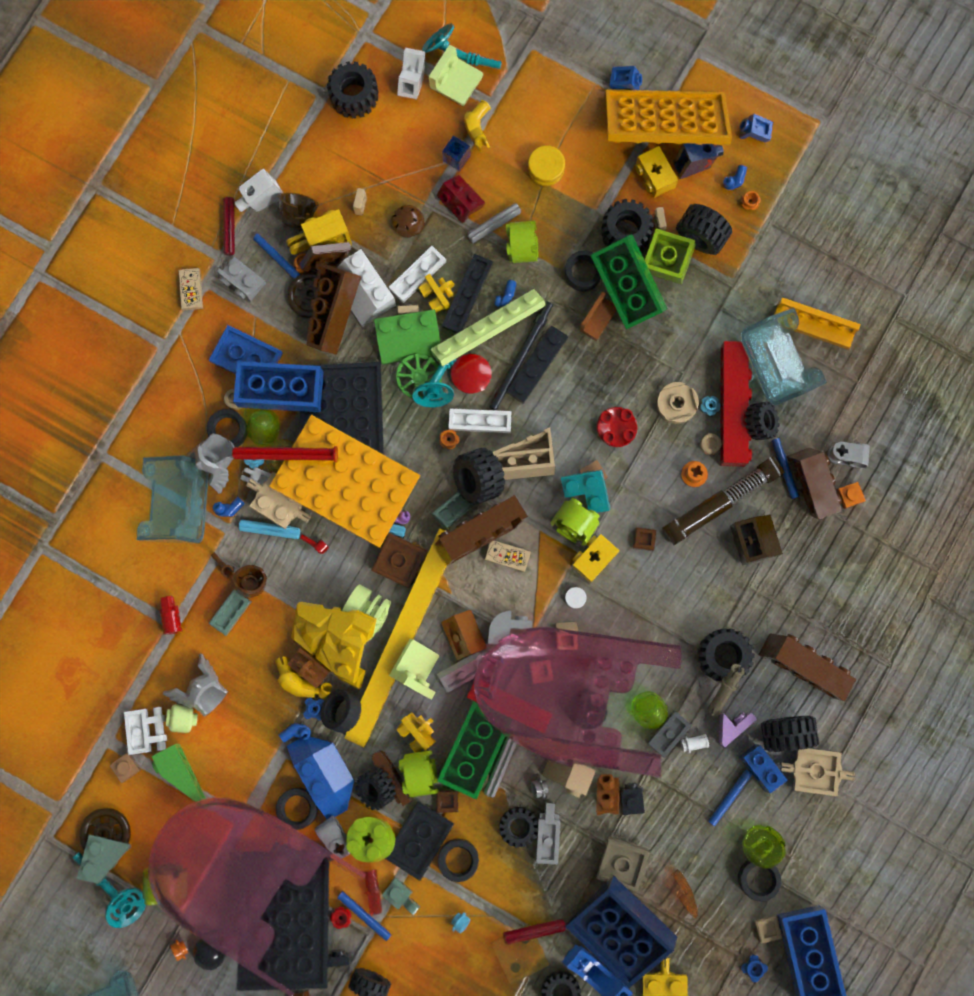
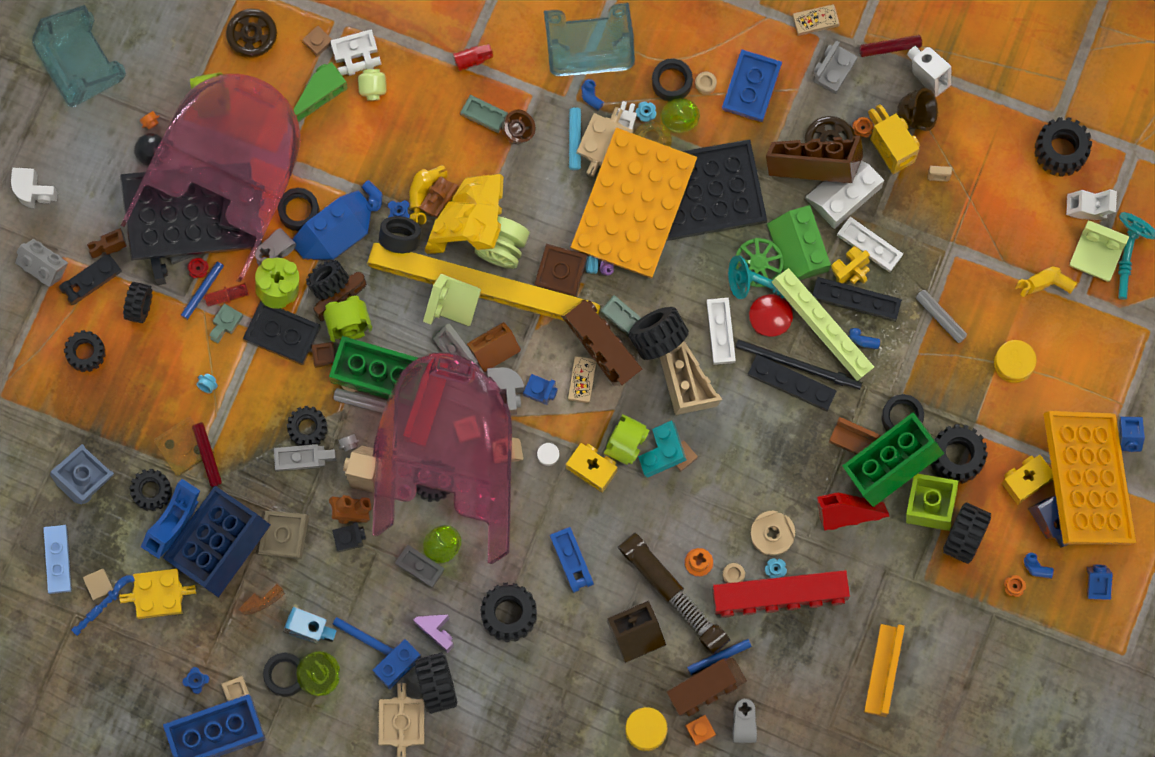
camera: 80 degrees right, 5 degrees down
(100, 857) = (228, 31): sand green wing -> none
(121, 902) = (189, 58): teal dish -> none
(203, 692) = (401, 100): light grey helmet -> none
(214, 457) = (637, 69): light grey helmet -> none
(222, 564) = (531, 99): reddish brown hand -> none
(276, 256) = (866, 98): blue bar -> none
(276, 453) = (651, 138): red axle -> none
(278, 386) = (721, 120): blue brick -> none
(320, 546) = (563, 191): red hand -> none
(329, 254) = (870, 145): reddish brown plate -> none
(405, 218) = (928, 221): reddish brown helmet -> none
(407, 309) = (827, 241): tan tile -> none
(419, 729) = (390, 315): yellow hips -> none
(448, 434) = (690, 304): orange plate -> none
(455, 877) = (262, 356): black tyre -> none
(456, 153) = (1009, 263): clear blue brick -> none
(460, 198) = (963, 276): dark red bracket -> none
(512, 596) = (540, 389): none -> blue bracket
(522, 241) = (921, 345): lime brick -> none
(617, 426) = (736, 473): red dish -> none
(644, 539) = (620, 517): reddish brown tile -> none
(659, 219) = (973, 489): tan tile -> none
(666, 332) = (844, 510): none -> red slope
(679, 590) = (571, 558): none -> blue plate
(694, 743) = (414, 593): white pin -> none
(716, 860) = (298, 624): none -> torso
(728, 685) = (477, 612): dark tan pin -> none
(762, 421) = (768, 631): black tyre -> none
(777, 359) = (836, 631): clear light blue windscreen -> none
(808, 665) = (508, 700): reddish brown wedge -> none
(847, 543) = (646, 729): none -> yellow head

